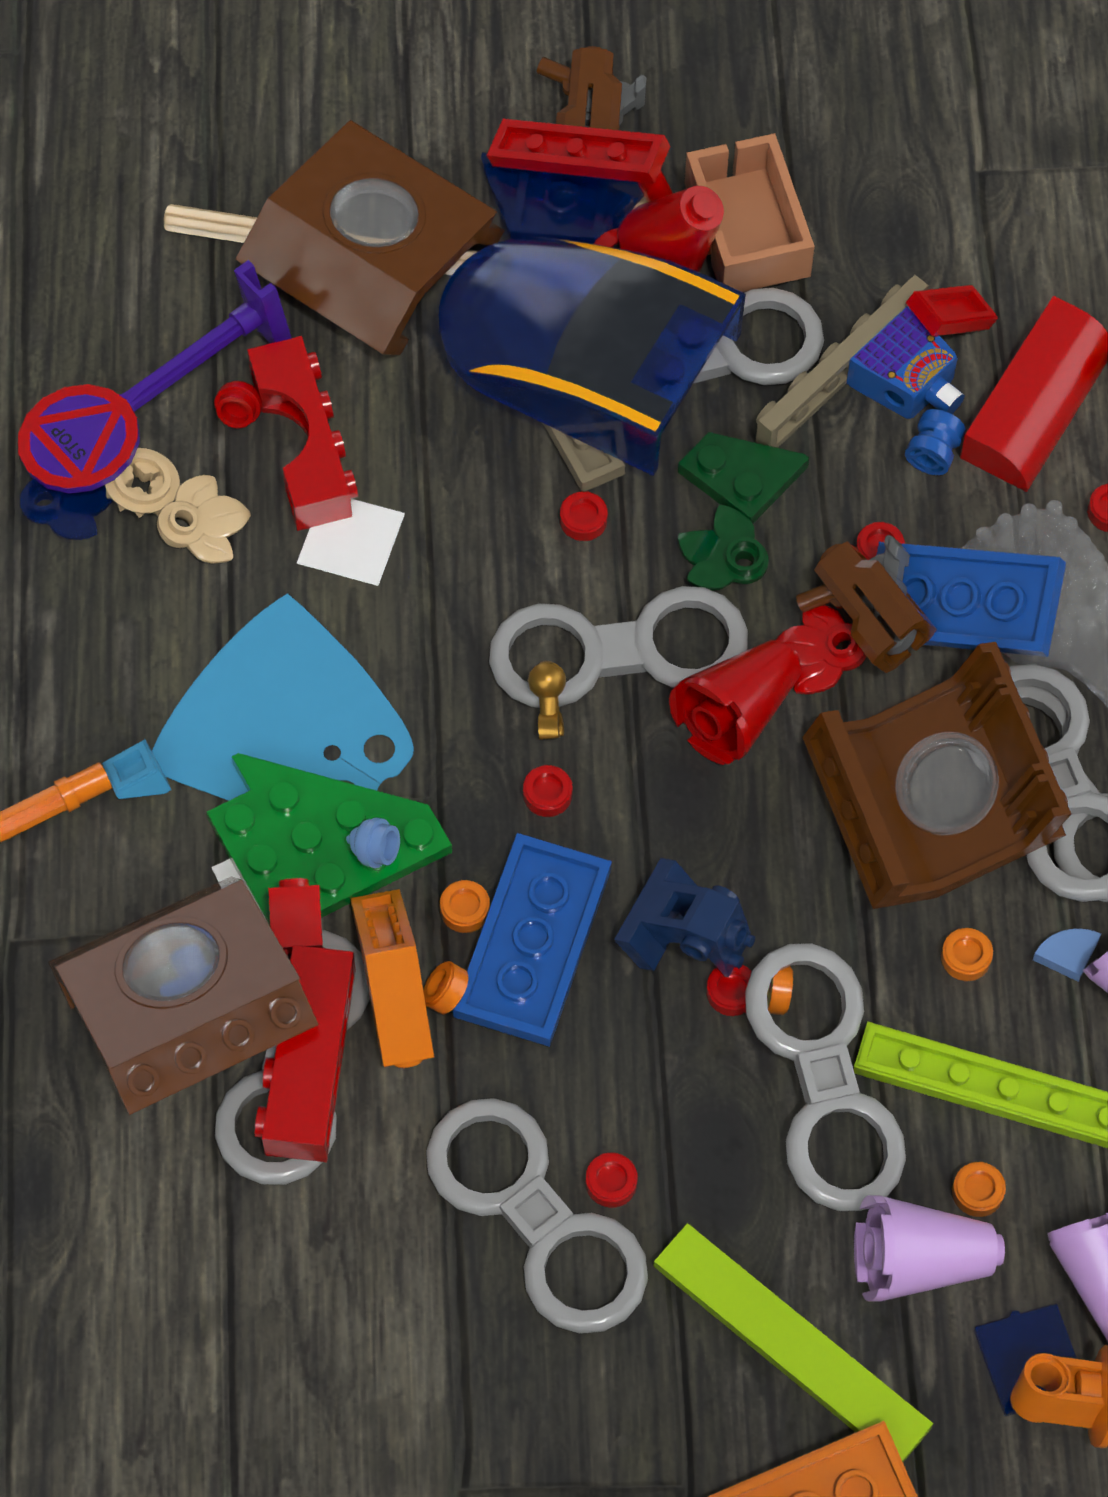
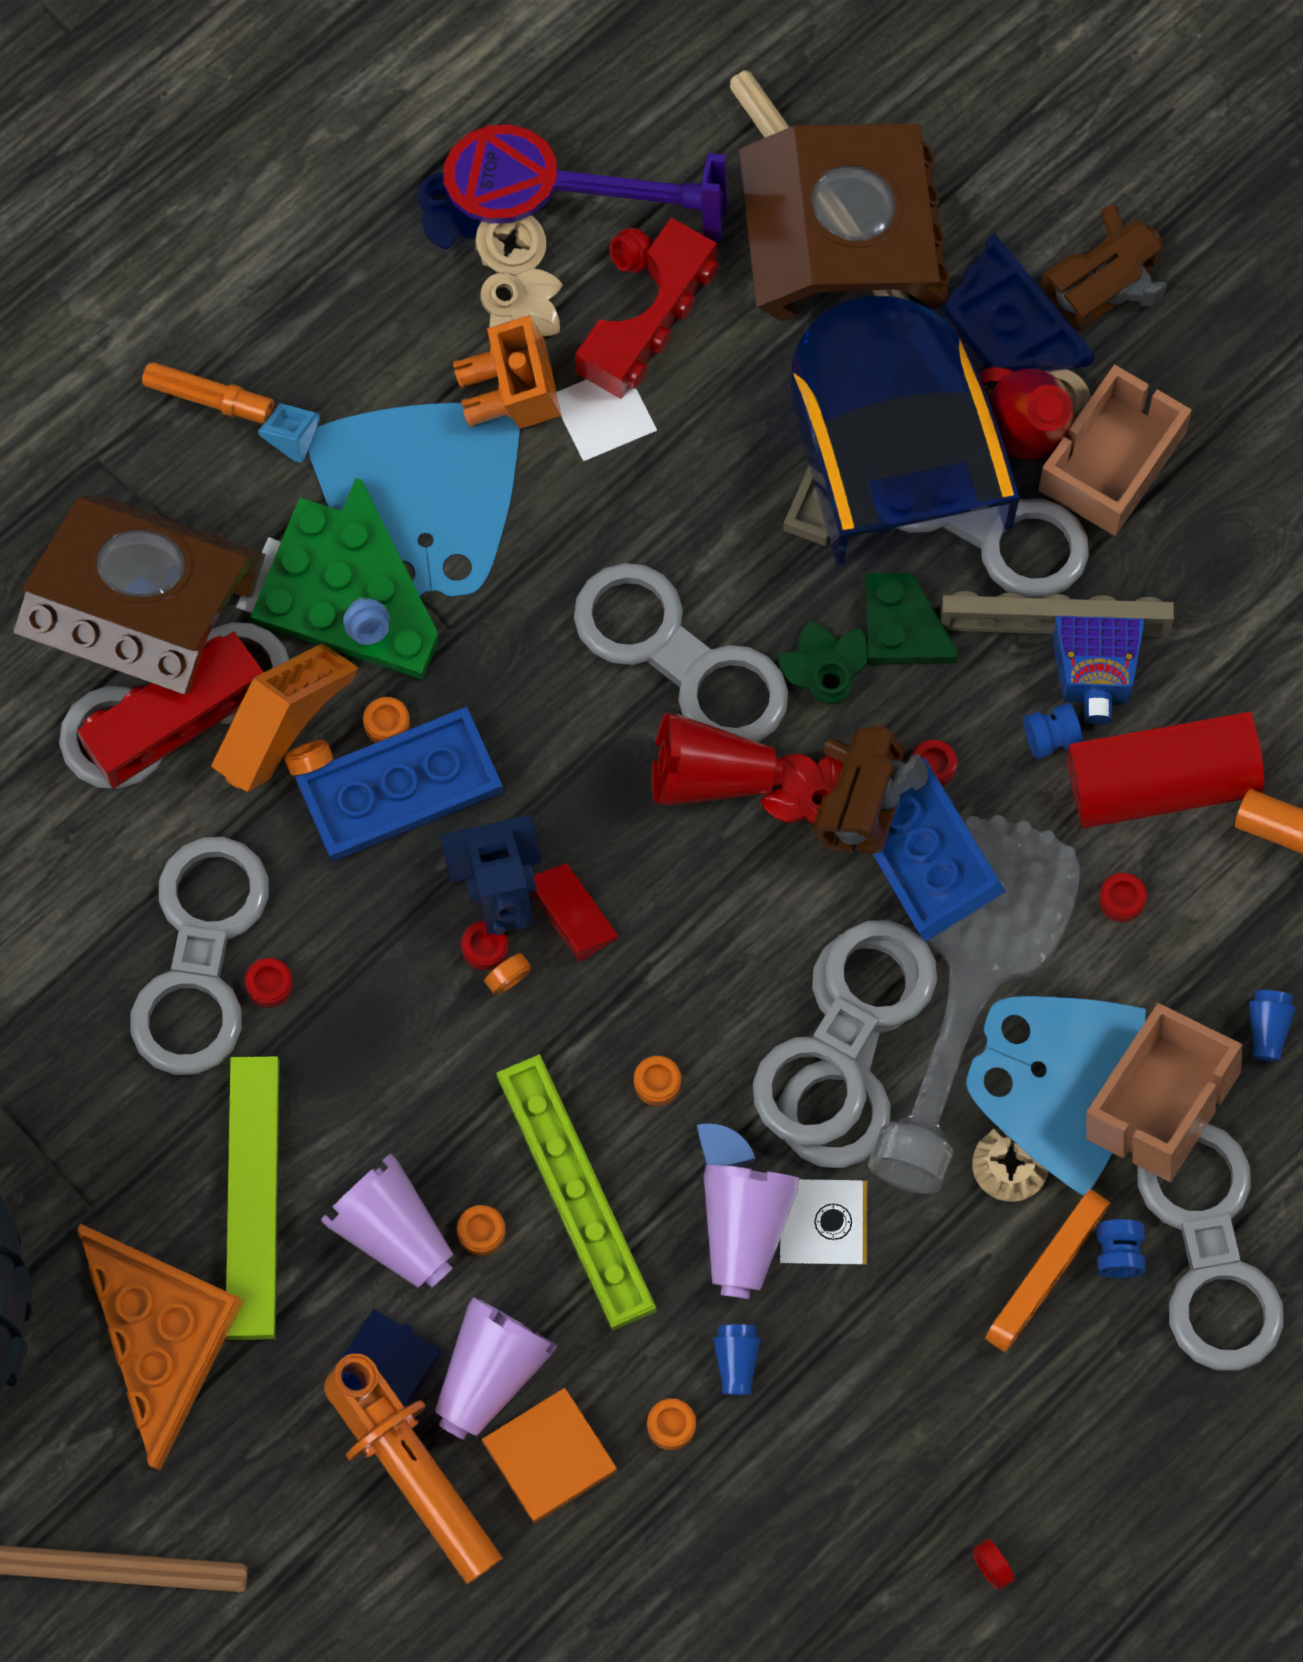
camera: 50 degrees right, 5 degrees up
(269, 557) = (523, 372): none -> orange brick
(296, 914) = (263, 617): red brick -> none
(547, 791) = (525, 701): red tile -> none
(548, 682) = (596, 629): pearl gold arm -> none
(583, 153) = (1046, 300): red piece -> none
(583, 516) = (765, 547): red tile -> none
(772, 901) = (572, 912): none -> red slope
(824, 1075) = (465, 1056): light grey bar -> none
(939, 784) = (758, 951): reddish brown panel -> none
(952, 310) = (1173, 653): red tile -> none

